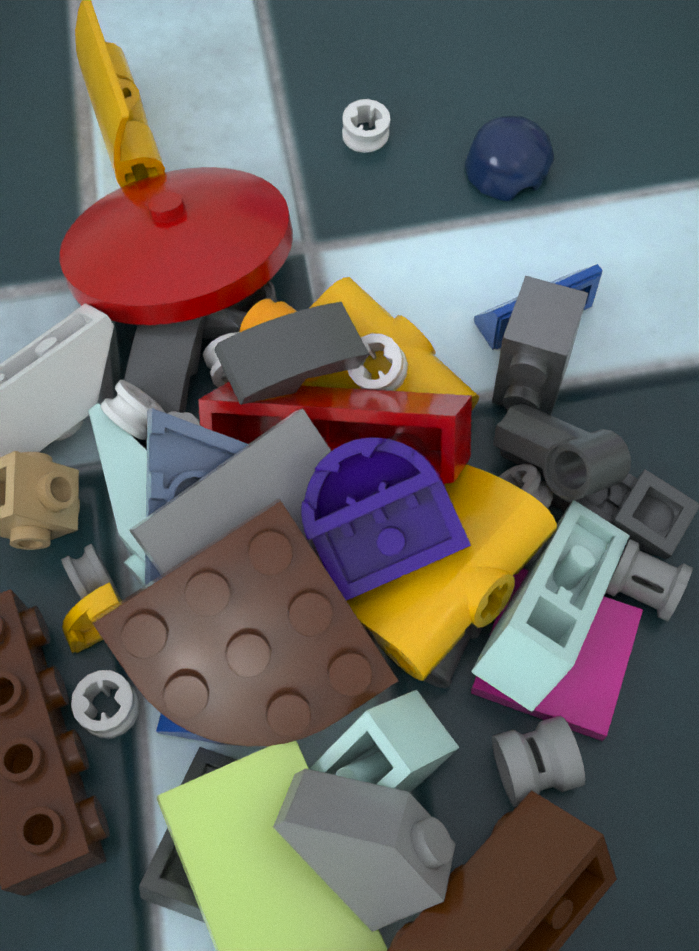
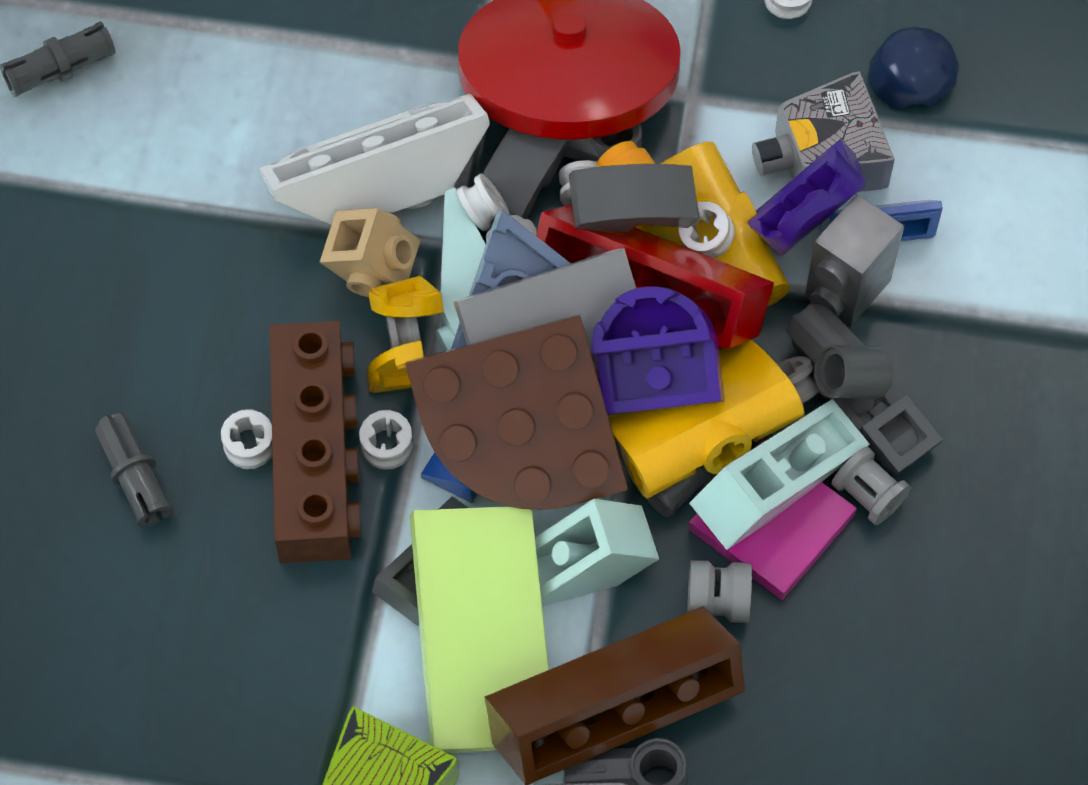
camera: 15 degrees right, 0 degrees up
(80, 539) = (406, 298): none -> yellow tile
(368, 845) = (560, 597): light grey slope -> none
(461, 244) = (817, 121): none -> torso
(471, 300) = (809, 198): none -> dark purple slope

